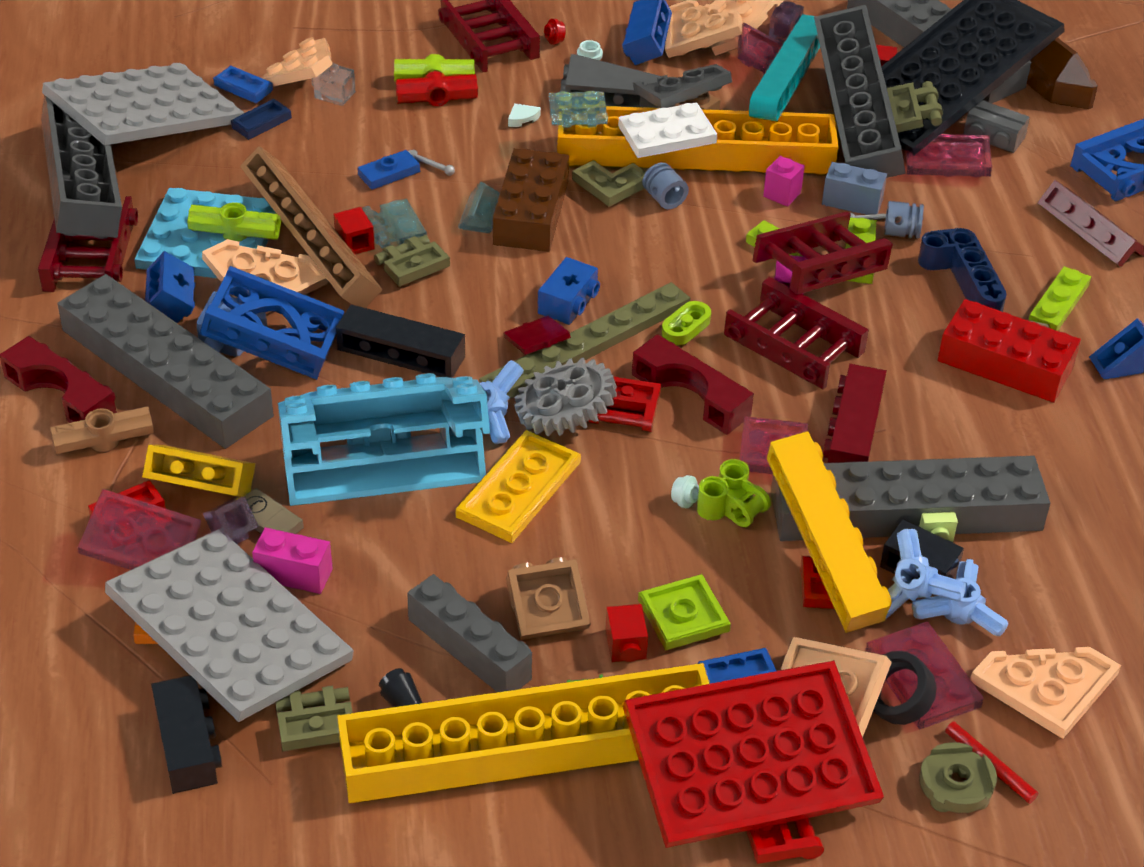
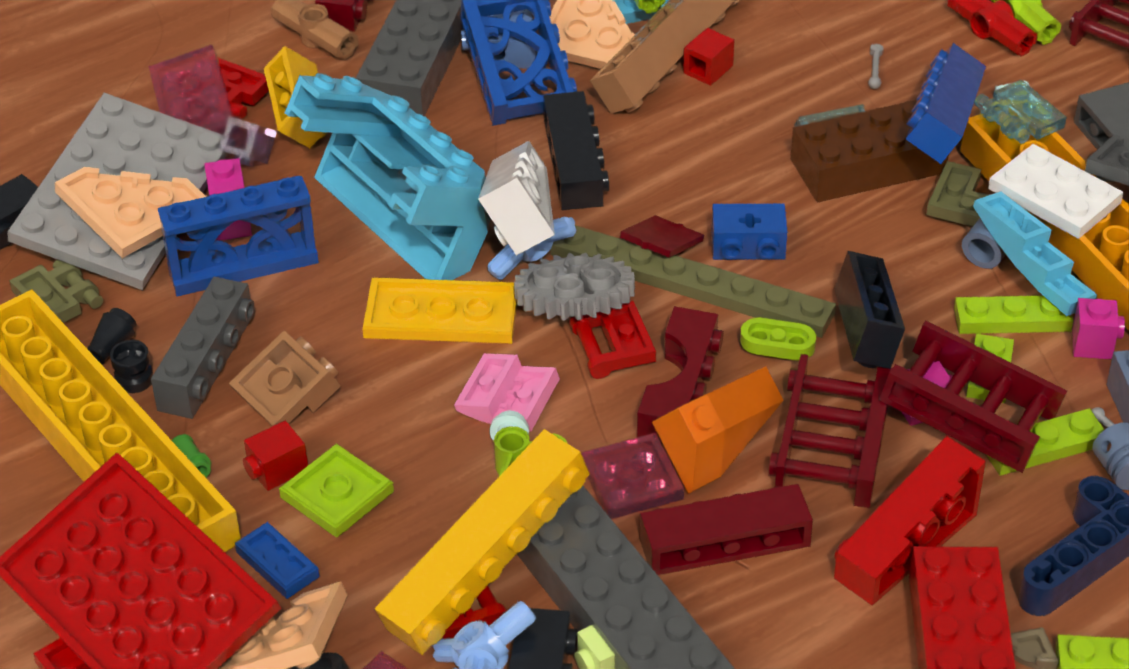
camera: 65 degrees right, 0 degrees up
(272, 514) = (285, 161): dark tan tile -> none
(278, 614) = (123, 206): none -> light nougat plate
(367, 561) = (209, 216): none -> blue fence
(388, 169) = (834, 43): blue plate -> none
(399, 219) = (758, 86): clear light blue plate -> none
(412, 259) = (705, 111): olive plate -> none
(455, 683) = (131, 365): none -> black wheel
(502, 373) = (519, 198): none -> white wedge
(540, 135) = (945, 102): none -> blue brick
(637, 480) = (505, 385): none -> bright pink slope
(697, 167) = (1027, 246): none -> medium azure slope
(711, 261) = (869, 310): none -> black brick
(734, 212) = (1009, 315): none -> lime plate
(767, 382) = (716, 427): none -> orange wedge
(909, 330) = (921, 512): none -> red wedge

